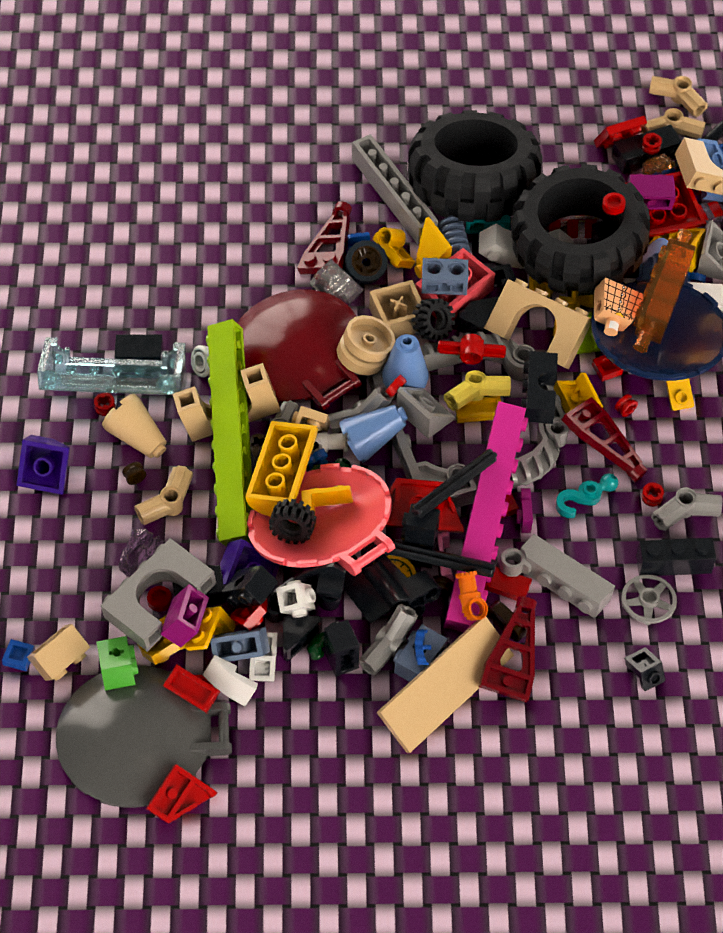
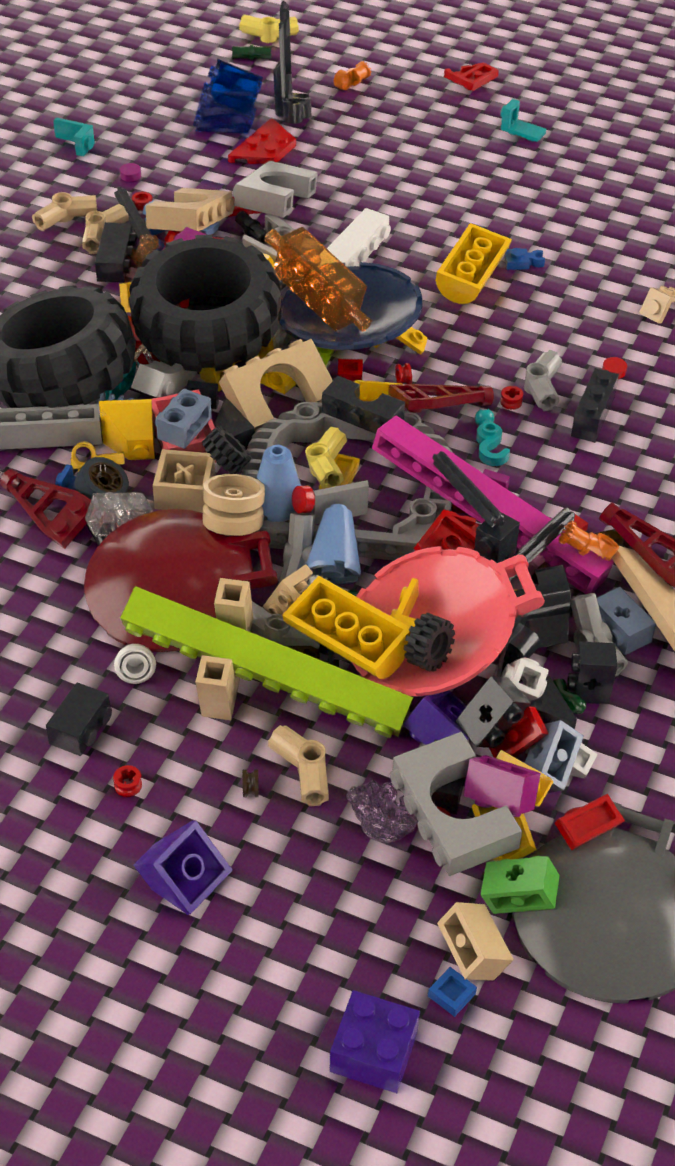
camera: 65 degrees left, 10 degrees down
(66, 373) = (141, 702): clear light blue windscreen -> none
(135, 427) = (190, 754): tan cone -> none
(225, 679) = (584, 787): white slope -> none
(419, 647) = (634, 609): blue piece -> none
(471, 349) = (285, 433): red axle -> none
(560, 574) = (578, 483): light grey hinge -> none
(614, 203) = (216, 252): red tile -> none
(615, 306) = (311, 317): light nougat torso -> none
(620, 131) = (88, 254): red plate -> none
(649, 599) = (625, 443): light grey wheel -> none
(651, 138) = (120, 238): red bush -> none

